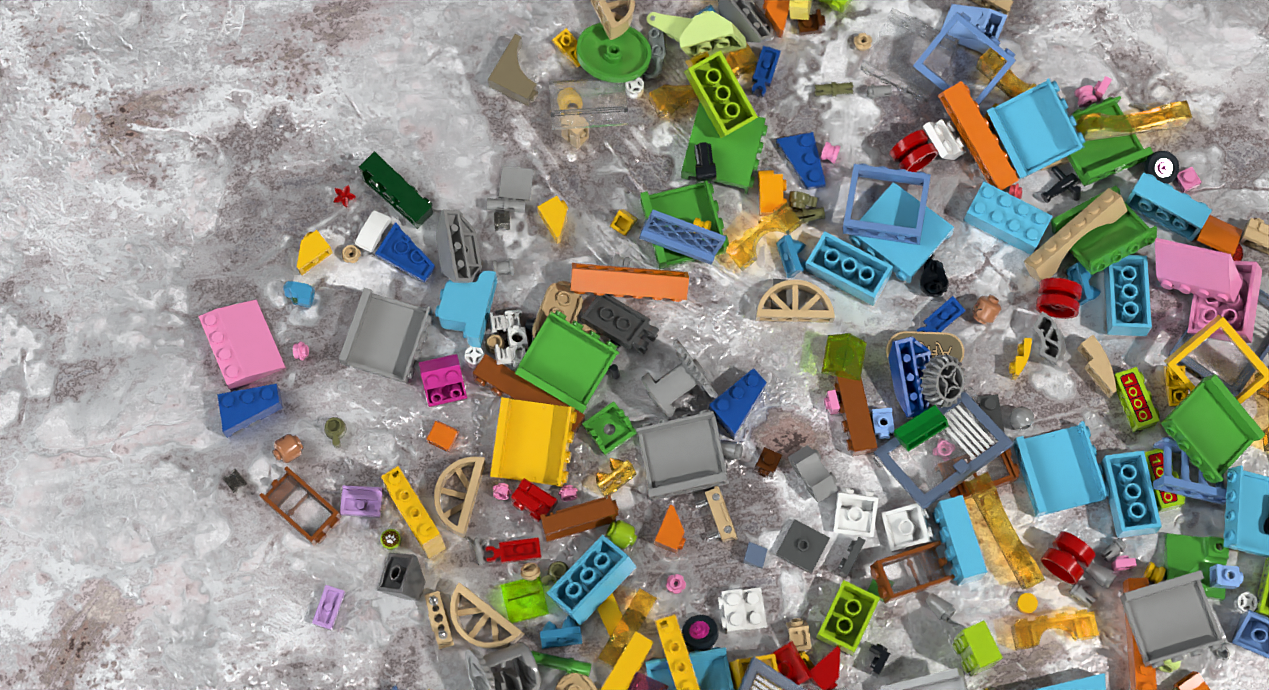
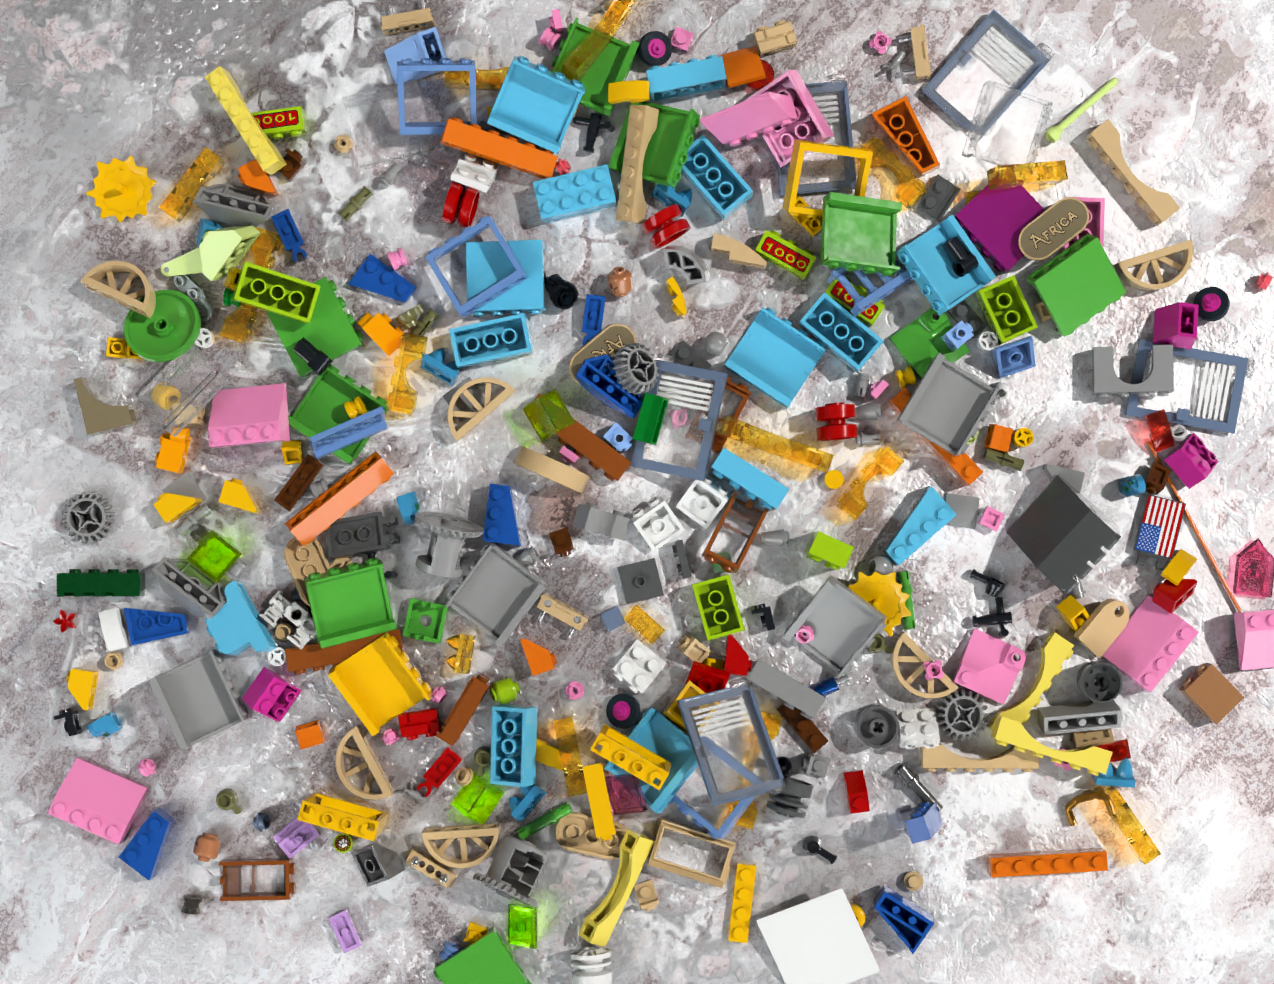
camera: 40 degrees left, 15 degrees up
(278, 270) = (72, 722): none -> black bracket
(345, 467) = (261, 821): none -> sand blue plate
(446, 131) = (93, 510): none -> light grey gear
(497, 241) = (214, 555): none -> clear neon green slope
(503, 184) = (173, 506): none -> yellow slope
(538, 144) = (173, 451): none -> light orange hinge
(608, 246) = (299, 482): none -> reddish brown plate
(616, 168) = (249, 416): none -> bright pink slope
(675, 329) = (408, 506): none -> dark azure rock
(679, 76) = (228, 294): none -> green wheel
(776, 582) = (644, 624): none -> clear yellow tile
(810, 401) = (551, 469): none -> tan window
(1118, 176) = (630, 91): none -> yellow slope
(1246, 566) = (965, 313): none -> dark grey plate

